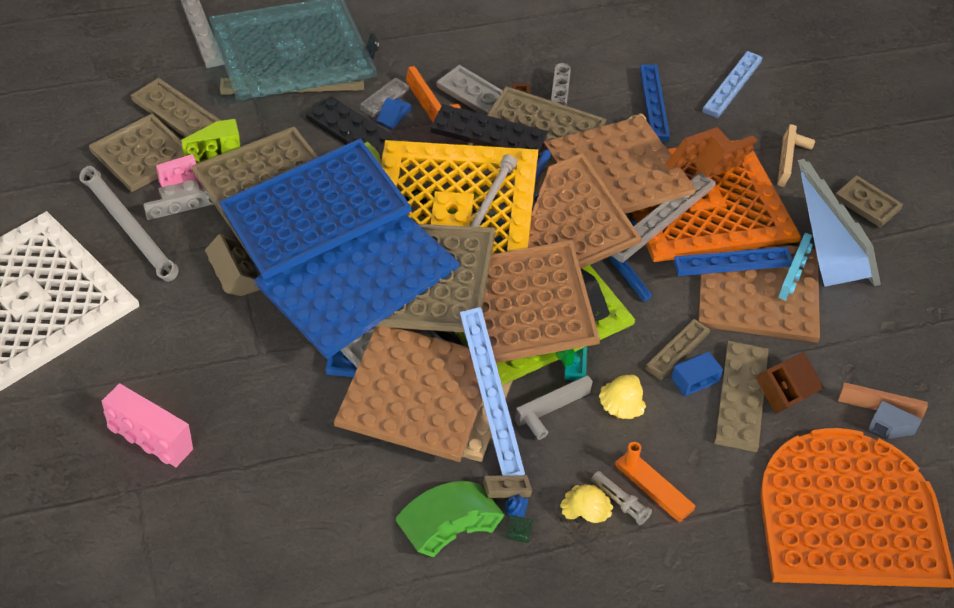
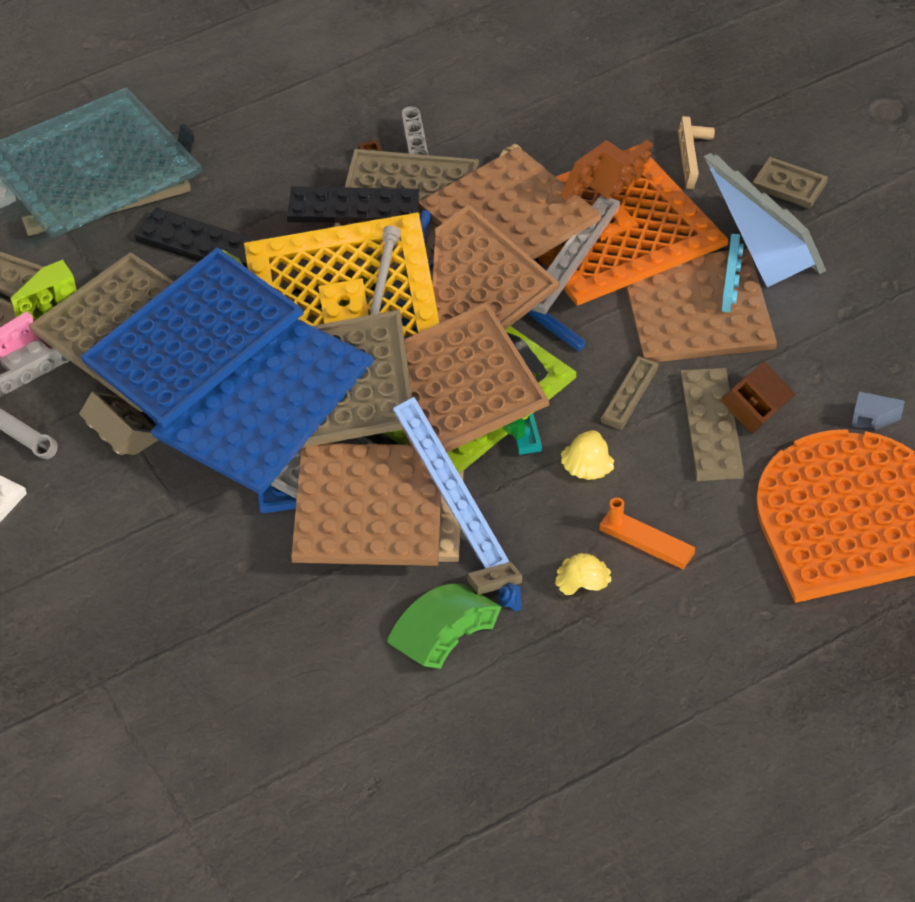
camera: 10 degrees left, 0 degrees up
(147, 425) = (90, 613): bright pink brick -> none
(391, 90) = (217, 194): clear plate -> none
(393, 112) = (233, 209): blue slope -> none
(423, 93) = (263, 180): orange piece -> none
(470, 89) = (313, 162): light grey plate -> none
(519, 529) = (520, 618): clear green plate -> none
(530, 412) = (495, 496): light grey piece -> none
(628, 503) = (625, 563): light grey pin -> none
(654, 101) = (523, 124): blue plate -> none
(696, 373) = (658, 413): blue brick -> none
(732, 84) = (605, 86): light blue tile -> none
(732, 261) = (662, 284): blue plate -> none
(872, 399) = (847, 392): nougat tile -> none

